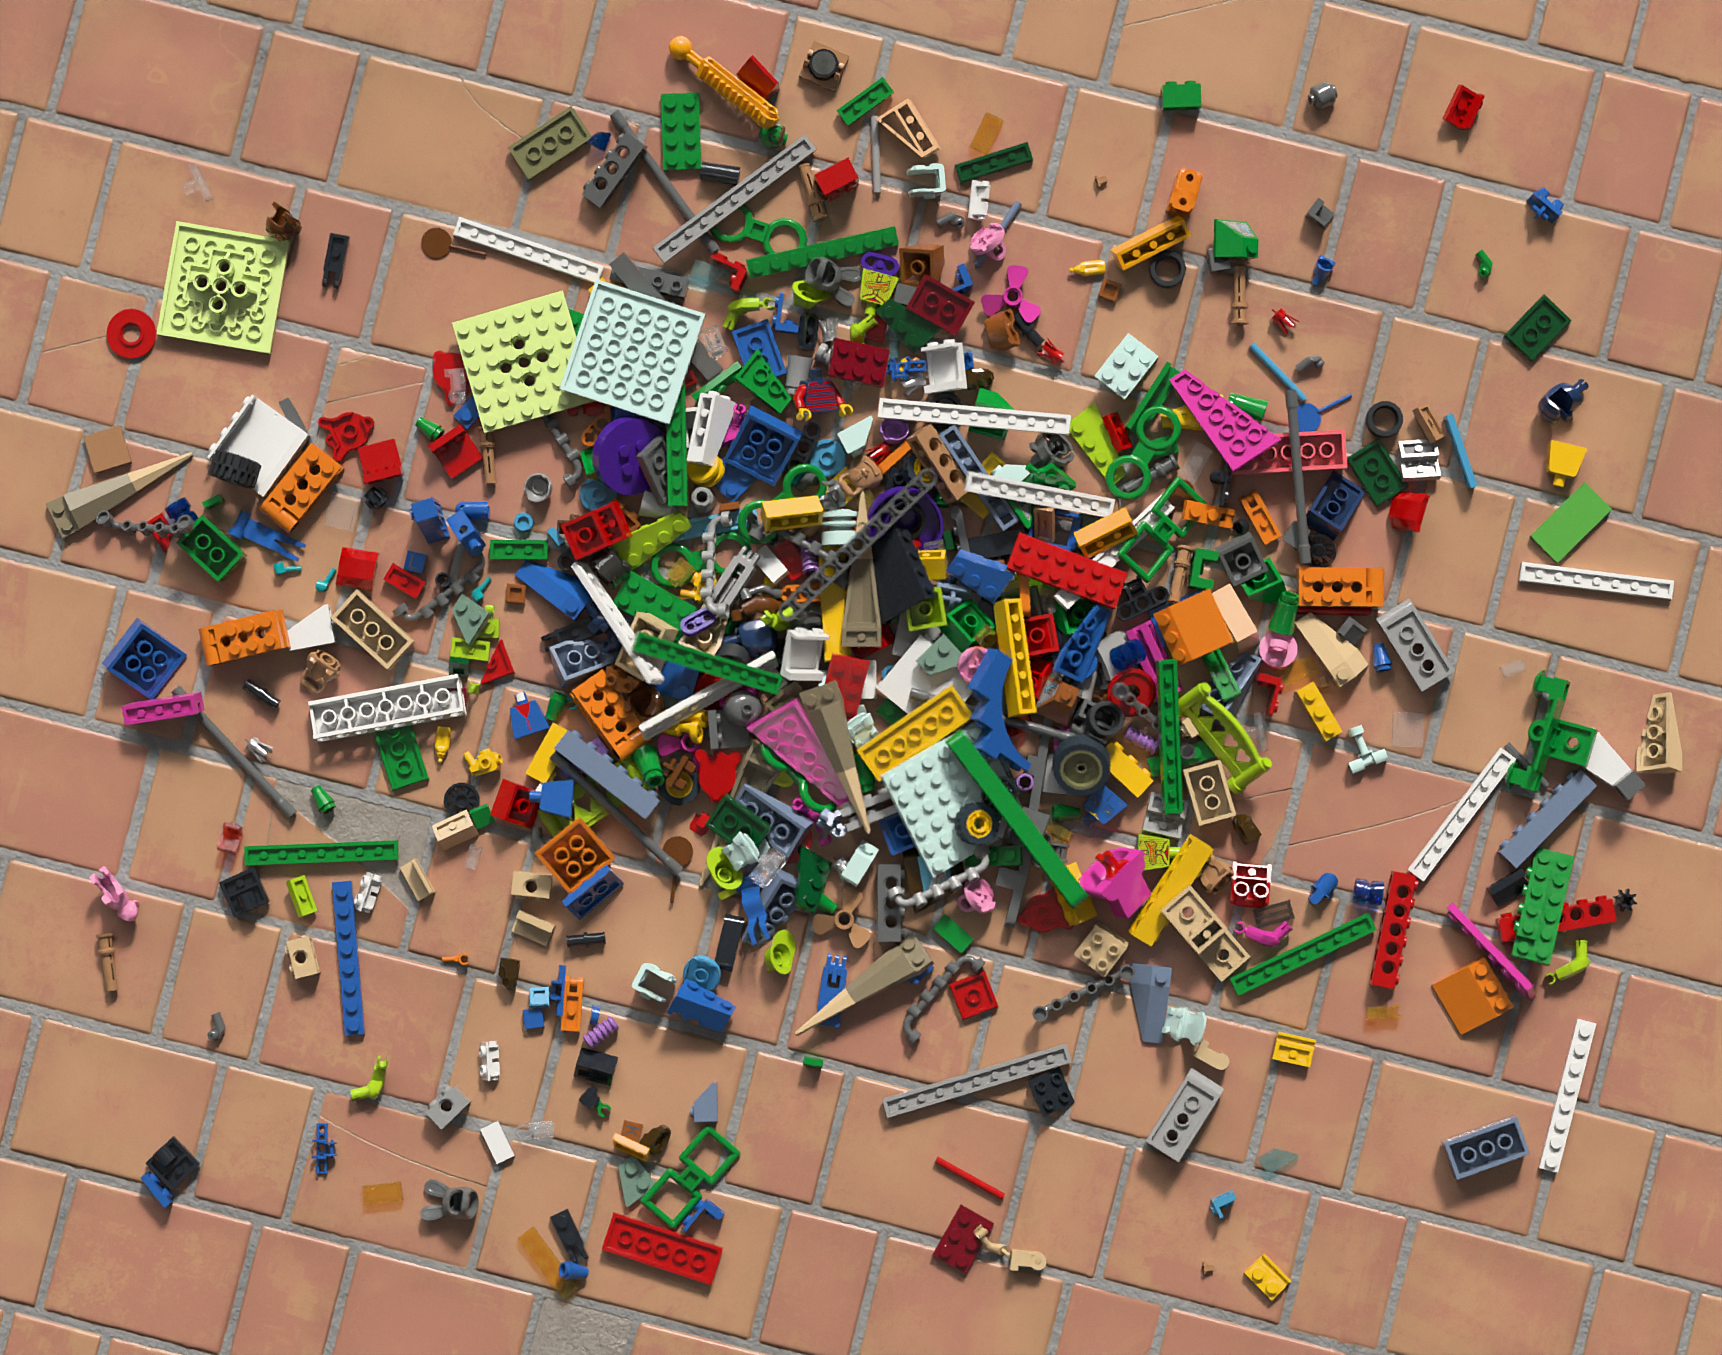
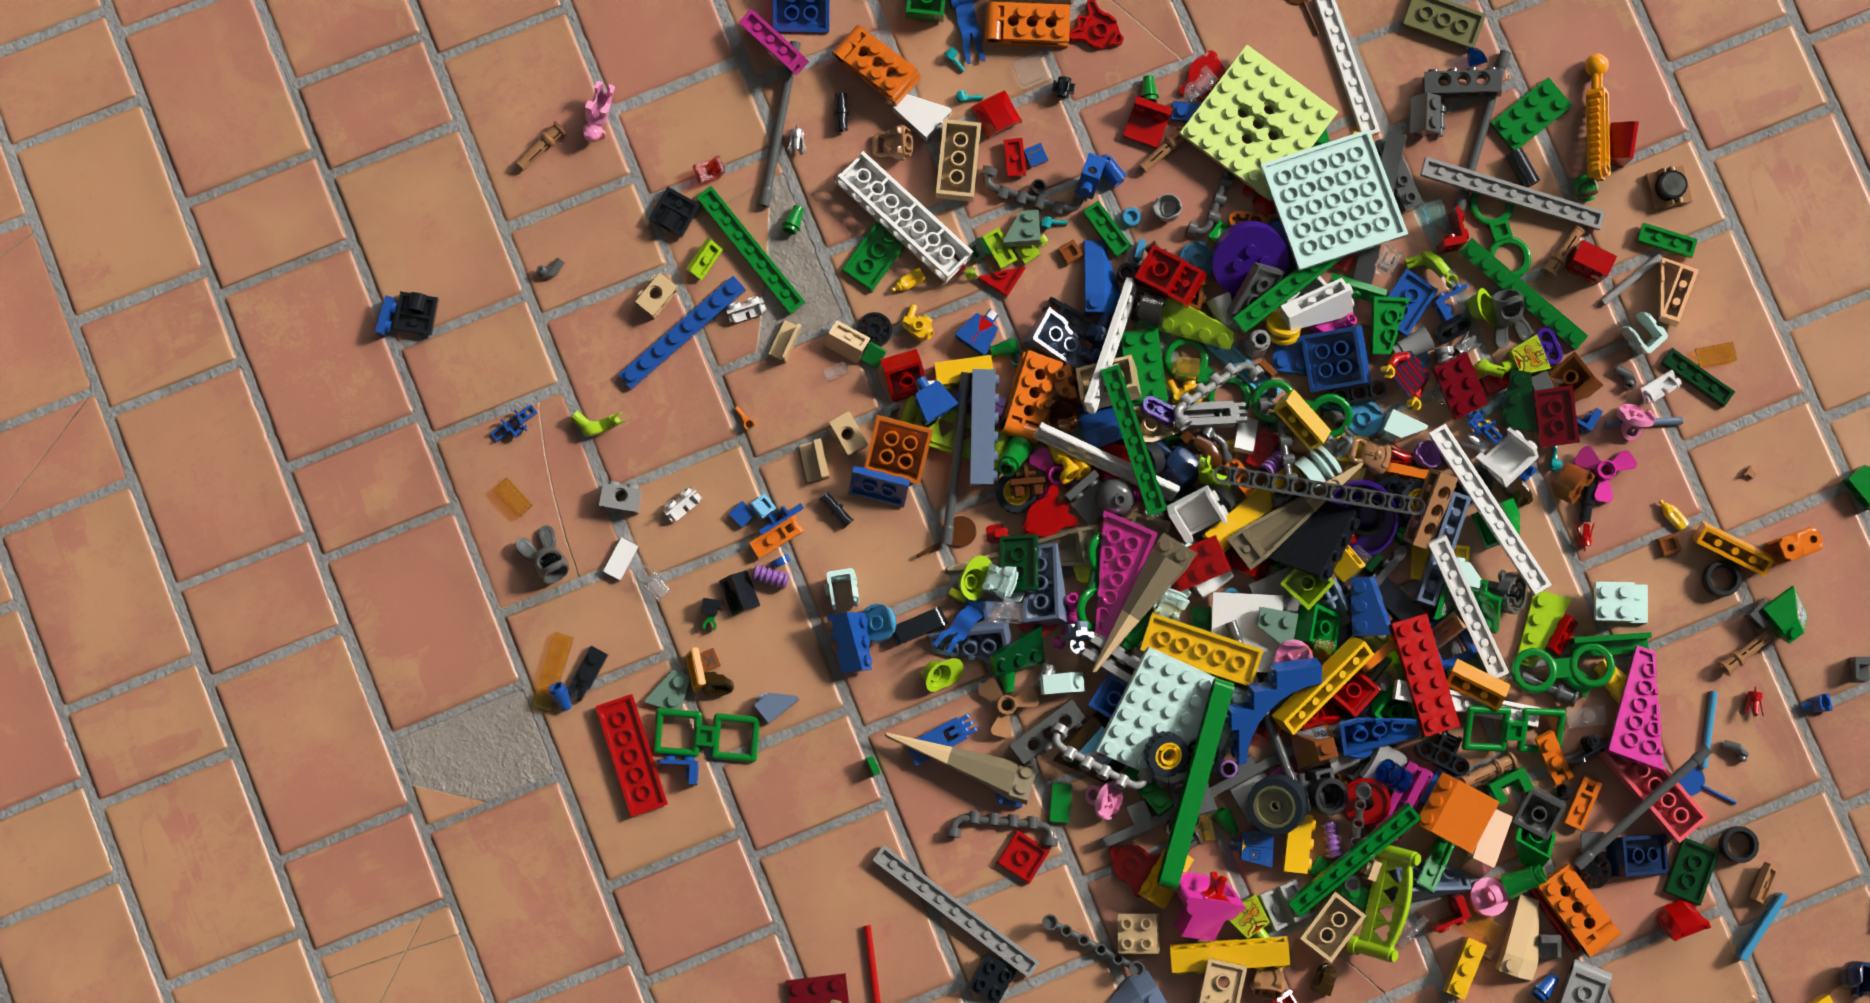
camera: 45 degrees right, 5 degrees down
(380, 461) = (1094, 71): red bracket -> none
(430, 519) = (1080, 139): blue wedge -> none
(509, 972) = (765, 467): dark brown rock -> none
(619, 217) = (1427, 115): none -> dark grey brick
(977, 331) = (1555, 464): none -> teal hand
(1251, 406) = (1669, 730): green plant -> none
(1418, 460) = (1727, 898): light grey slope -> none

